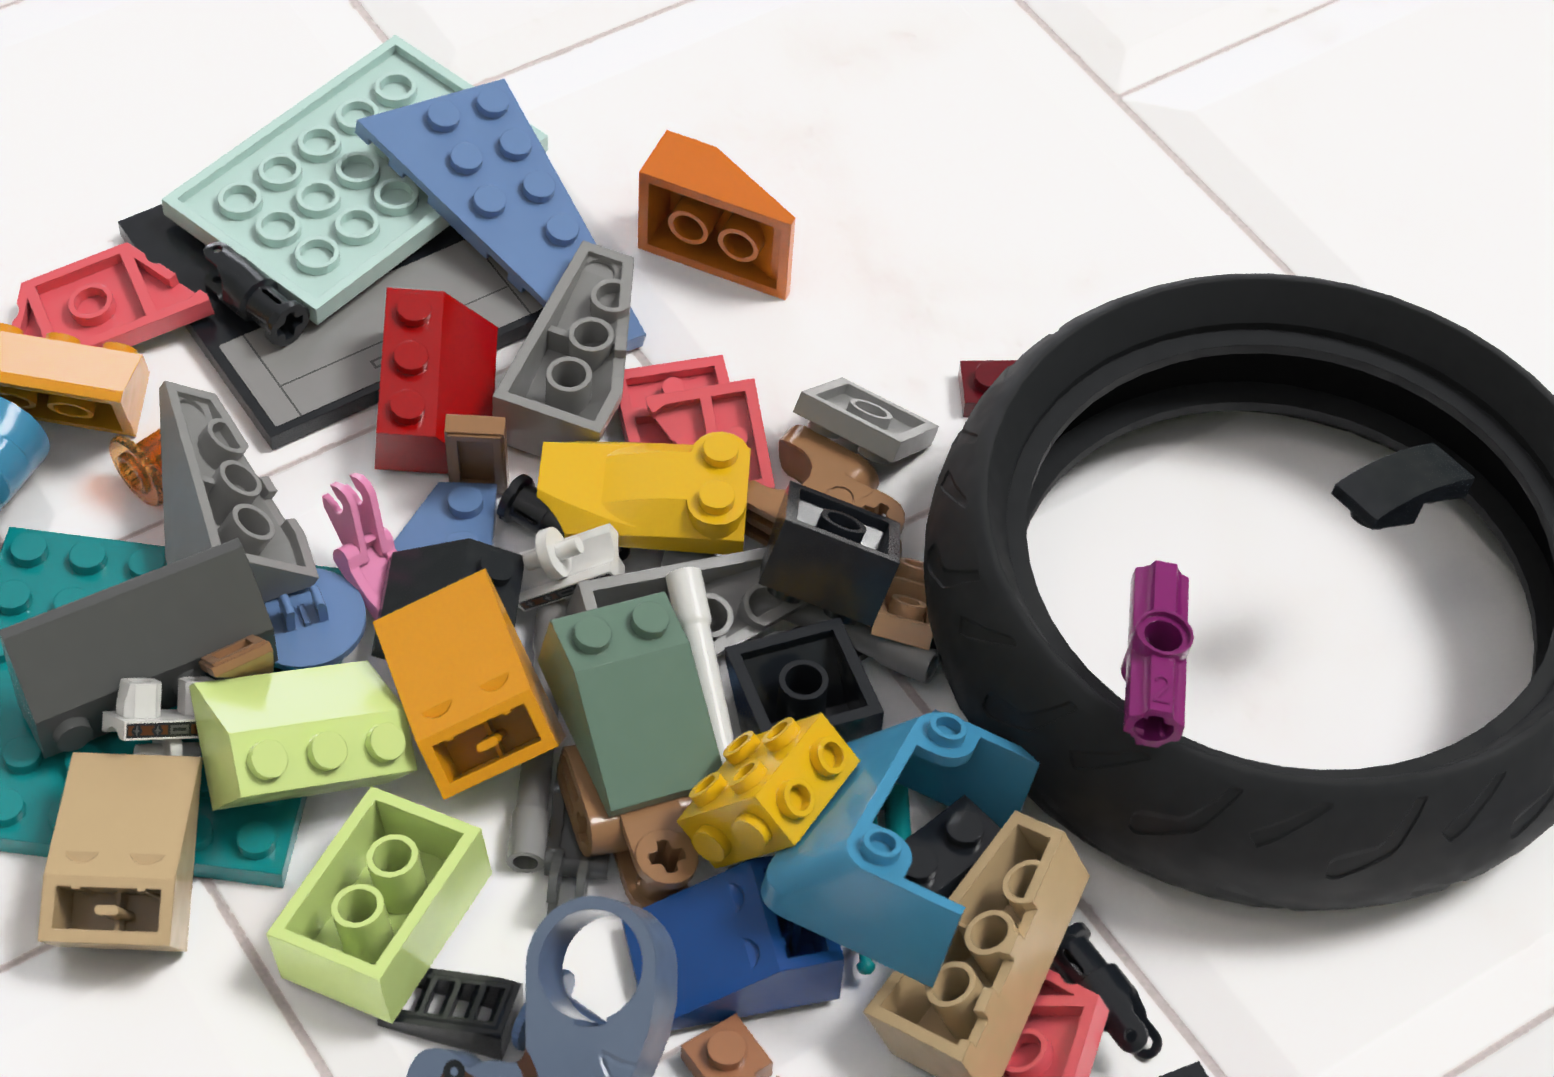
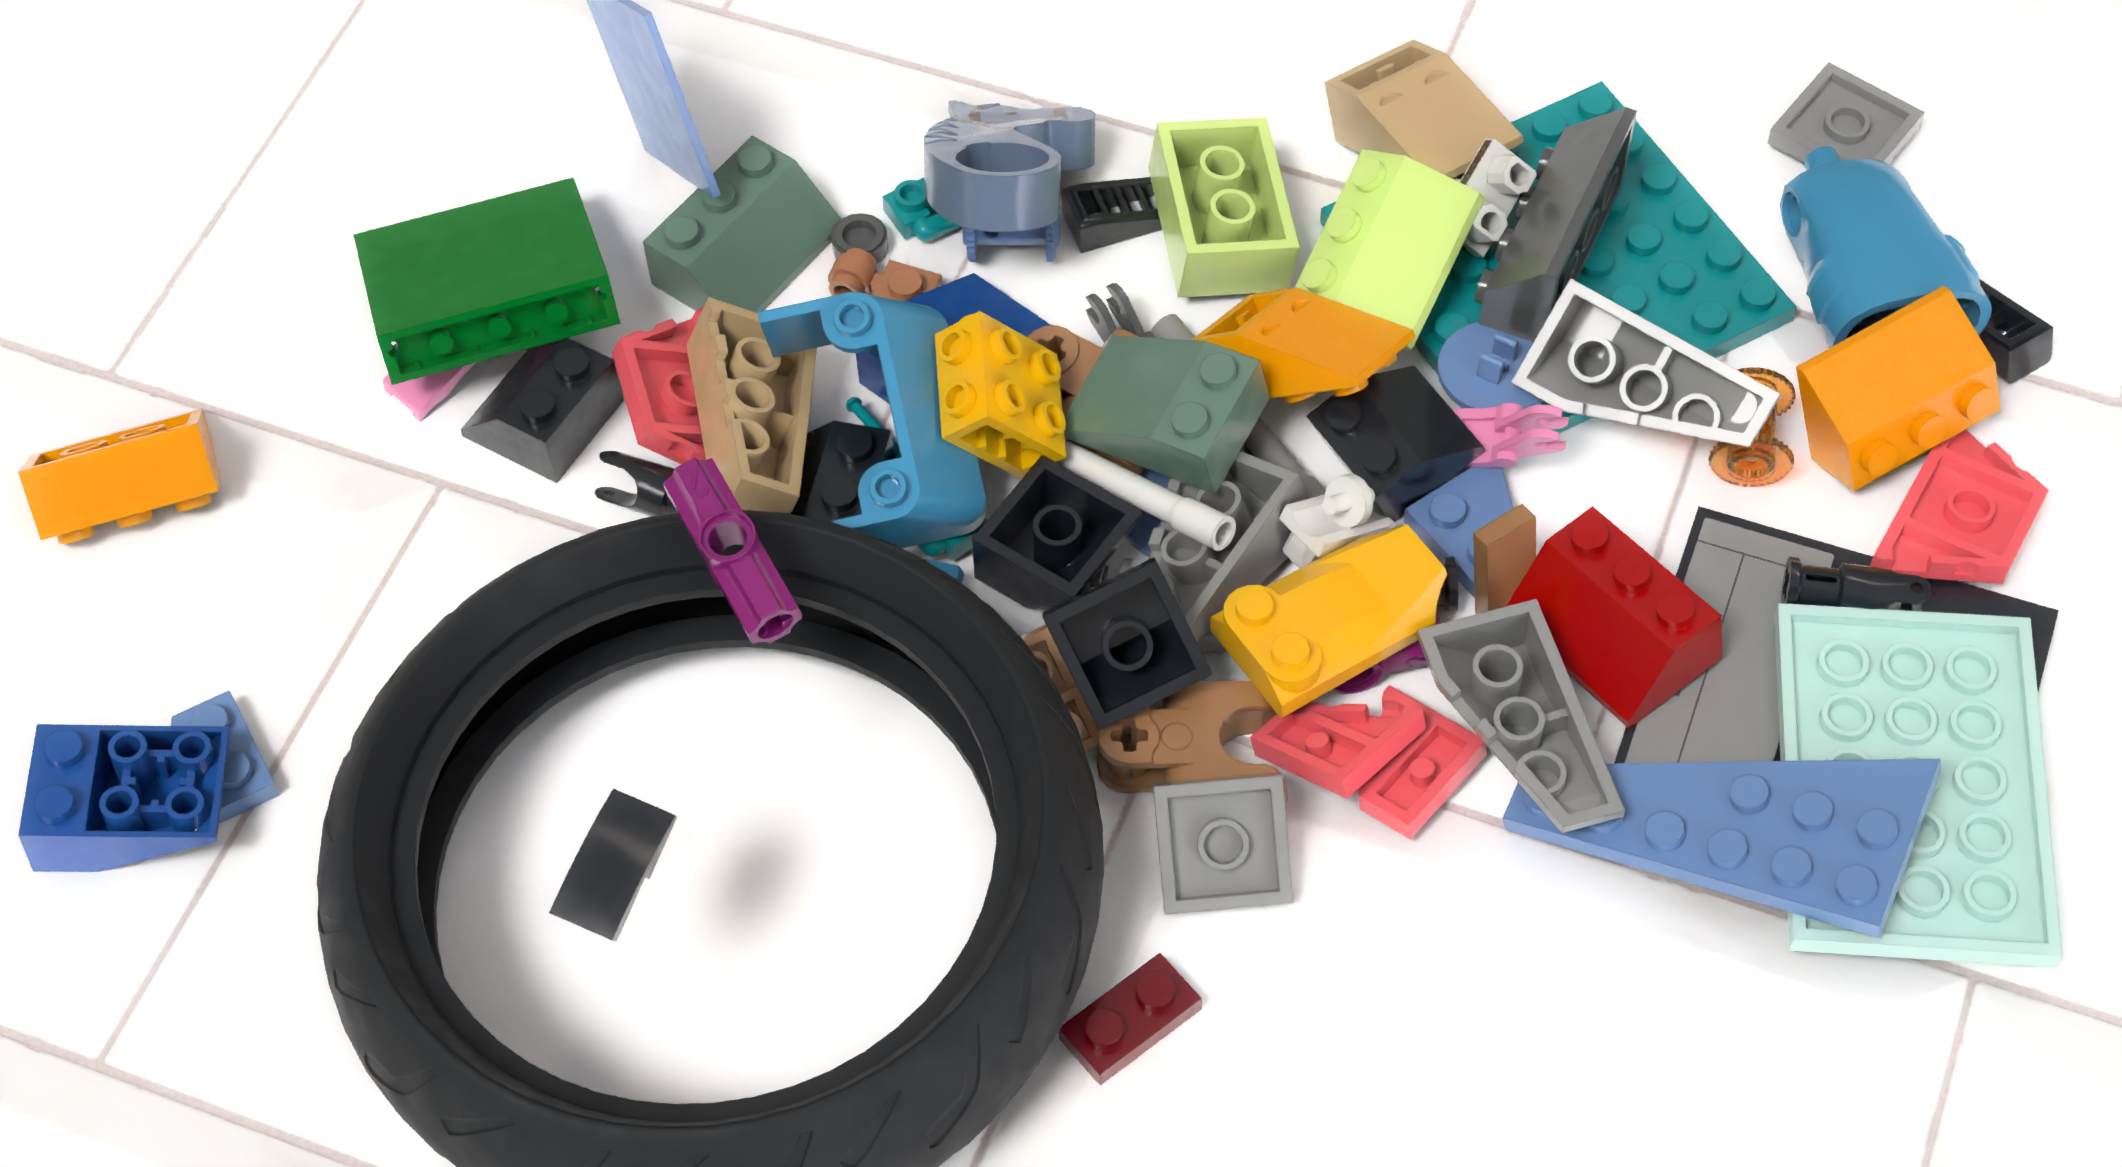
camera: 150 degrees right, 5 degrees up
(240, 659) = (1475, 244): medium nougat slope -> none
(713, 216) = (1553, 956): orange slope -> none

